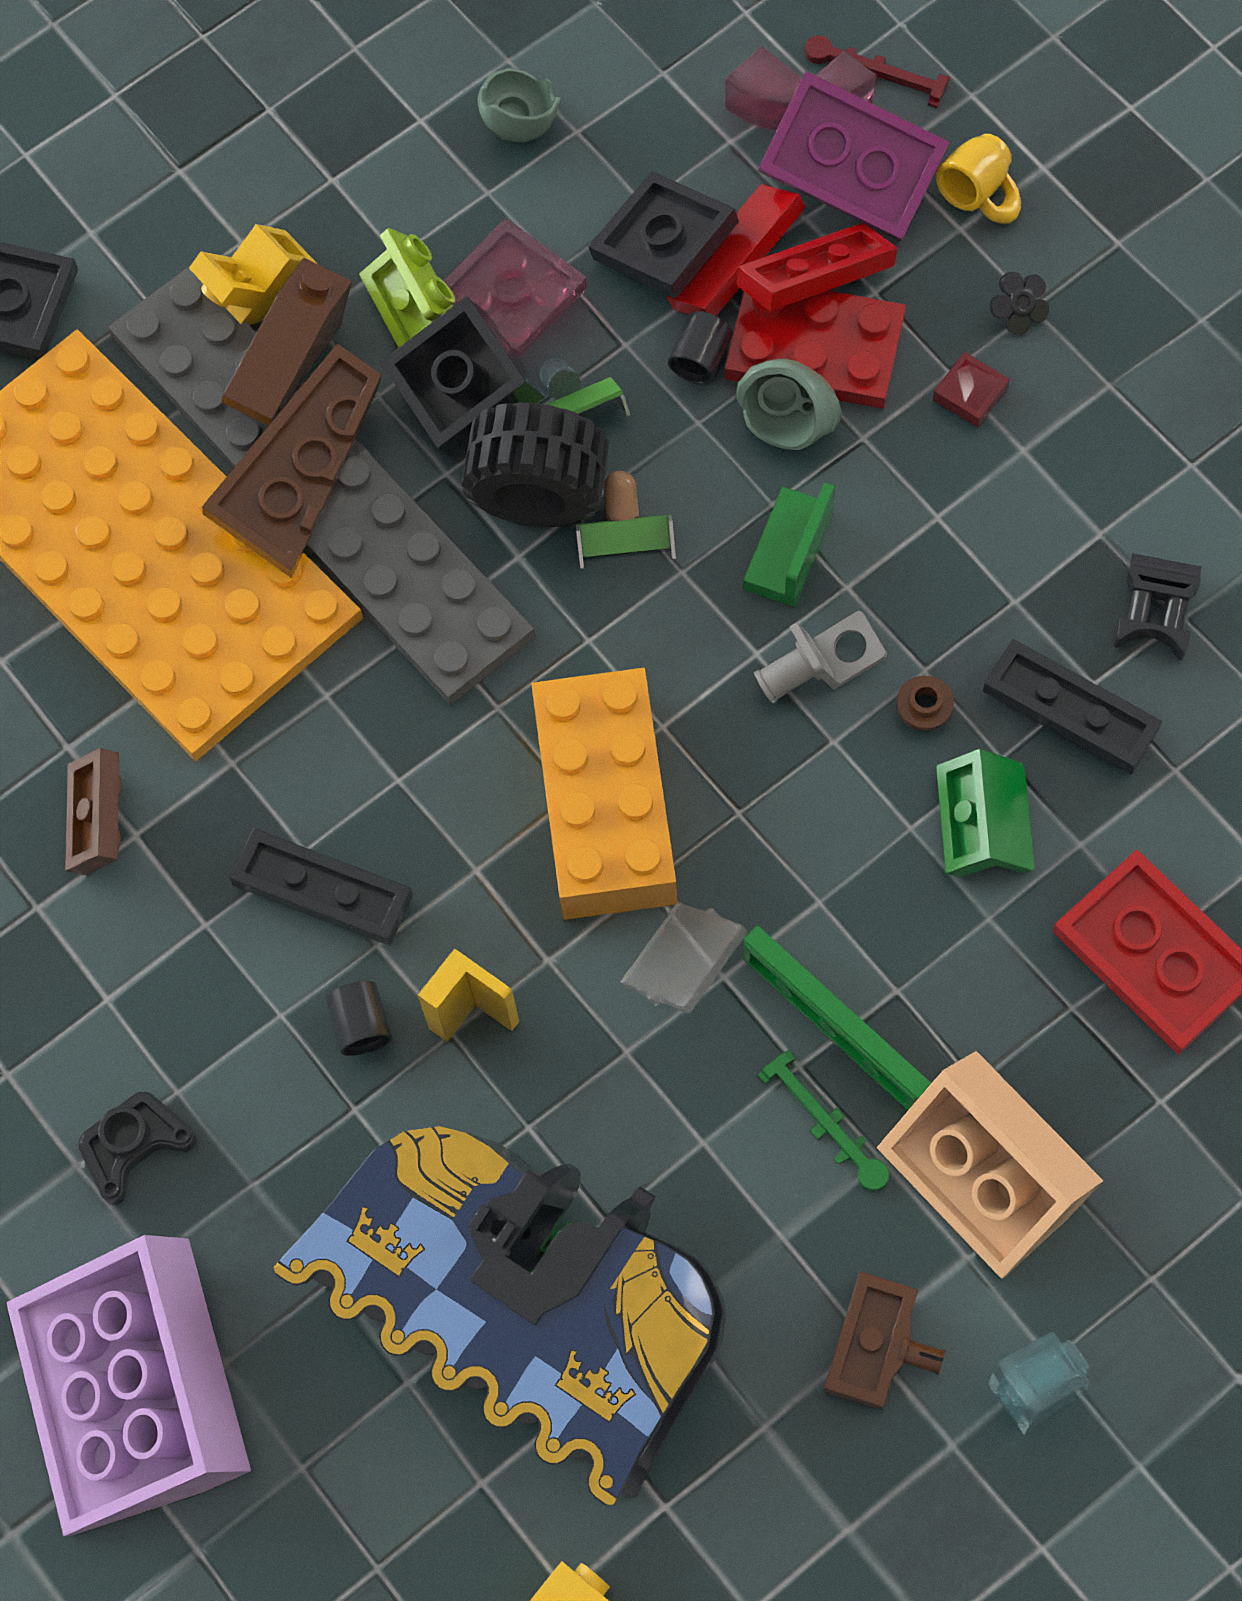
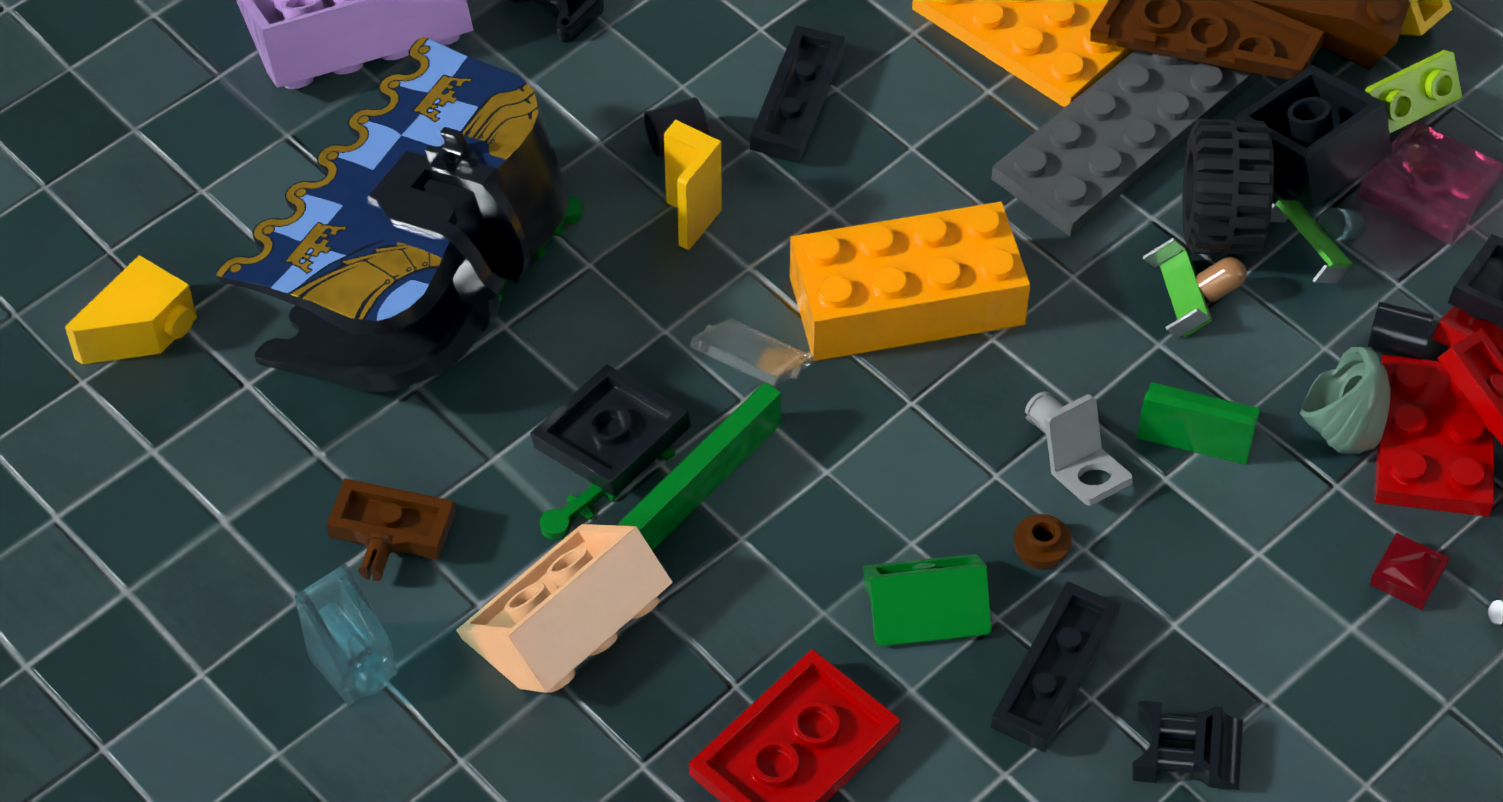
camera: 80 degrees right, 15 degrees down
(774, 1106) = (610, 430): none -> black plate

